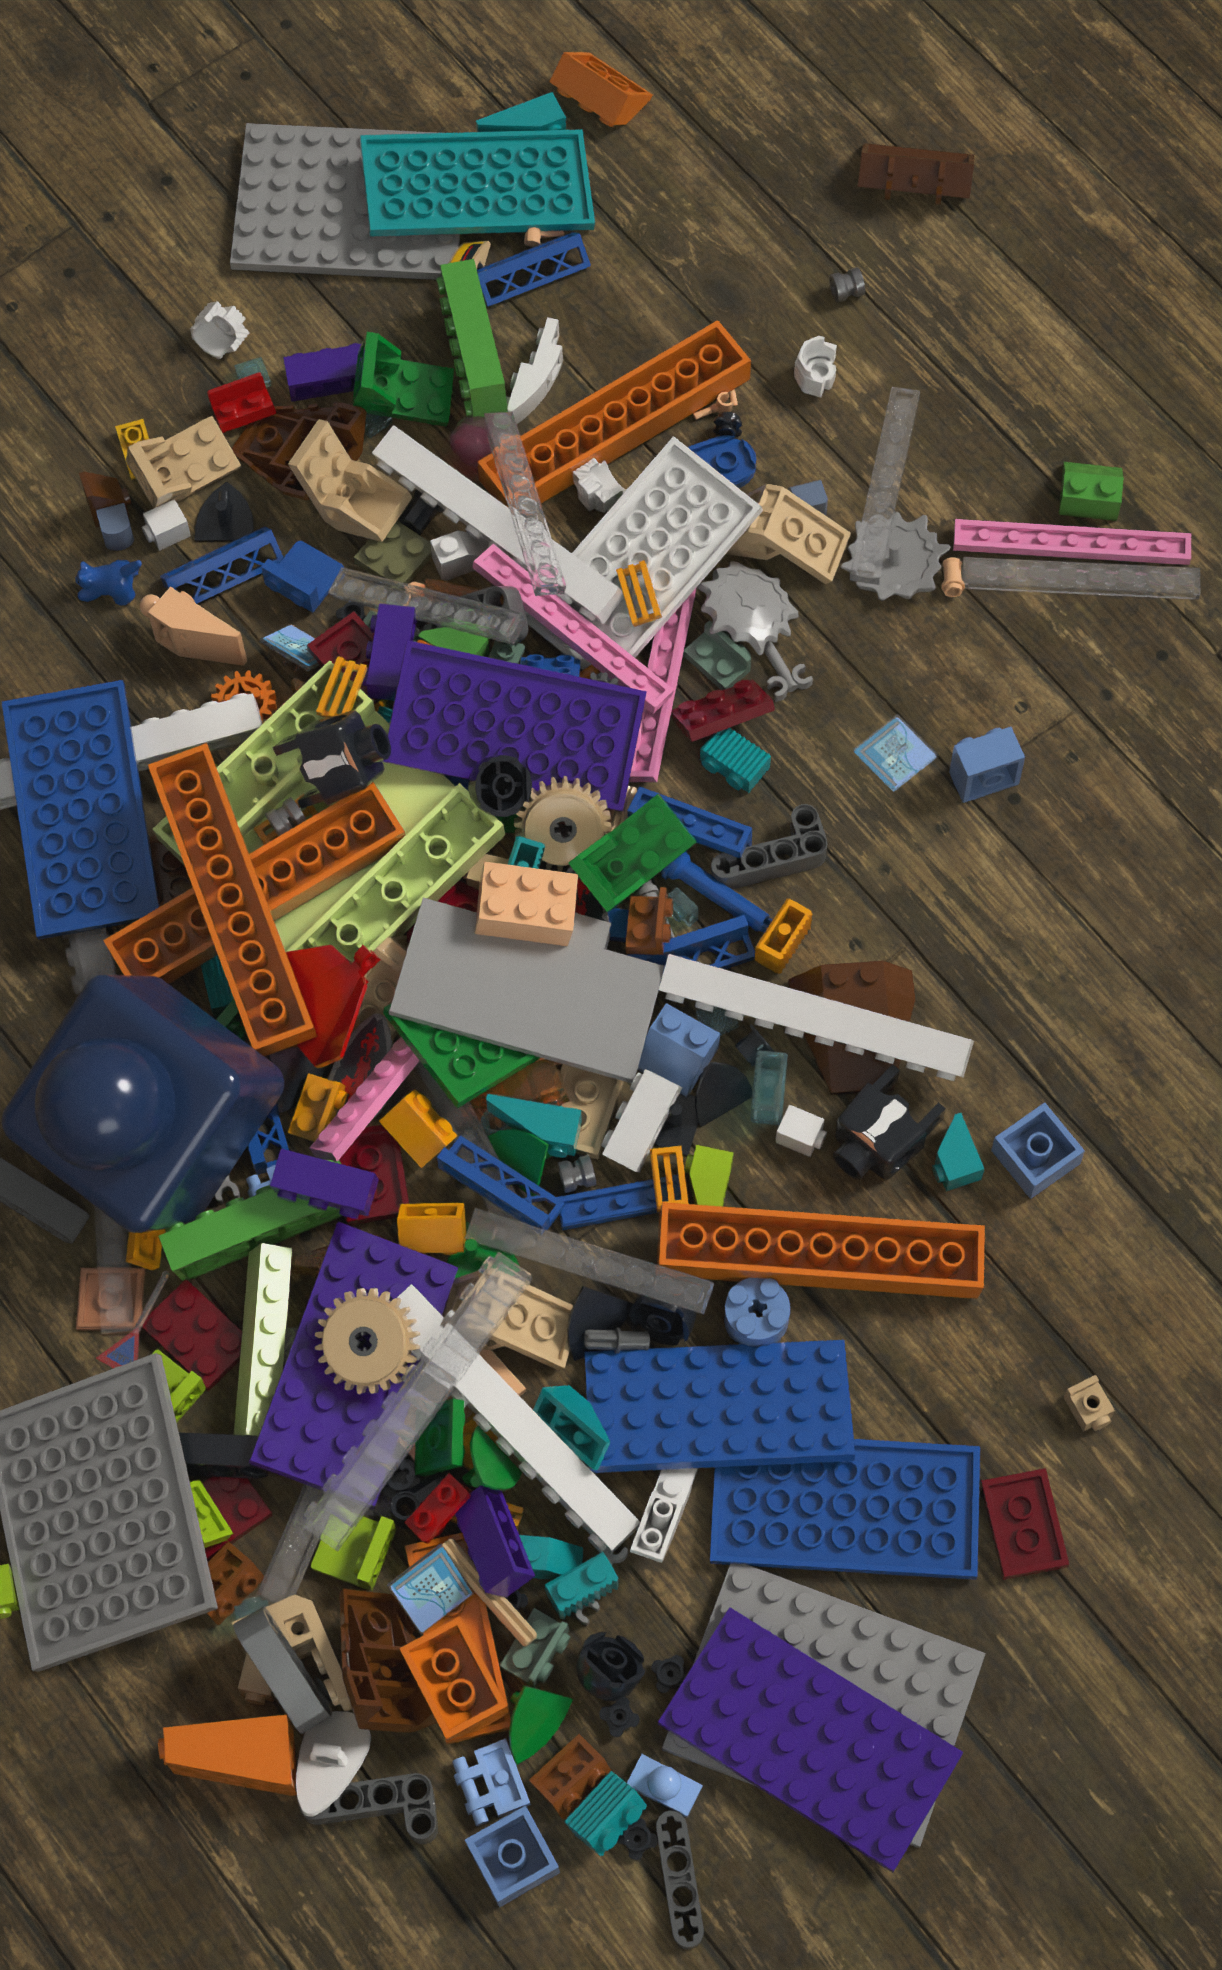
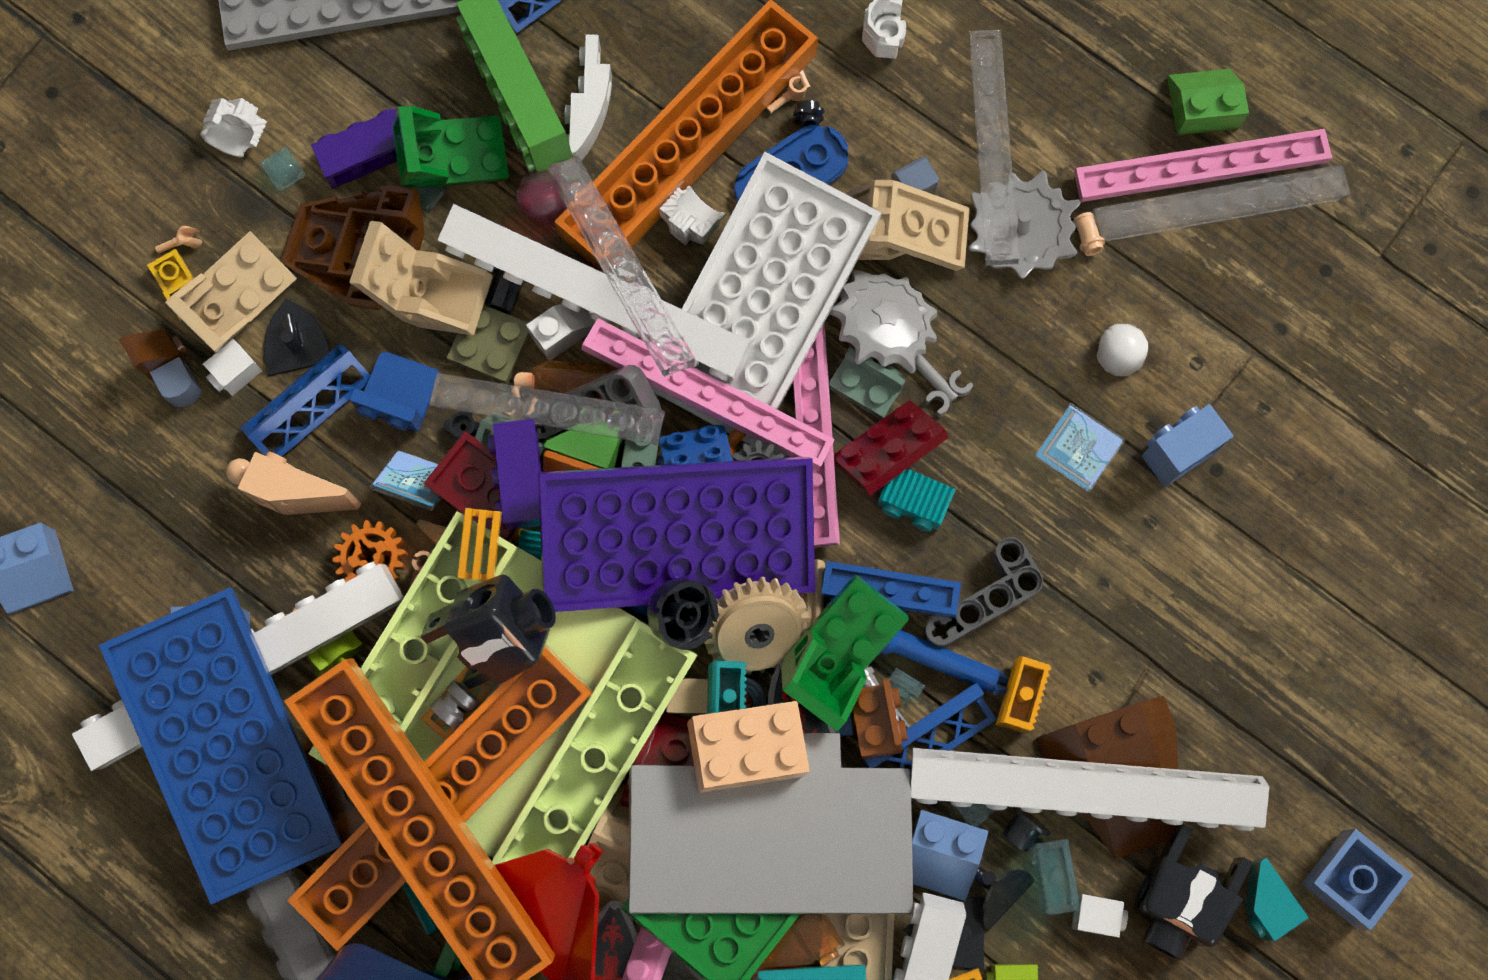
camera: 15 degrees left, 10 degrees up
(109, 579) = (187, 446): blue animal -> none
(153, 411) = (183, 237): none -> light nougat hand
(241, 402) = (278, 206): red bracket -> none
(632, 570) = (756, 313): light orange tile -> none
(955, 679) = (1122, 349): none -> white hair

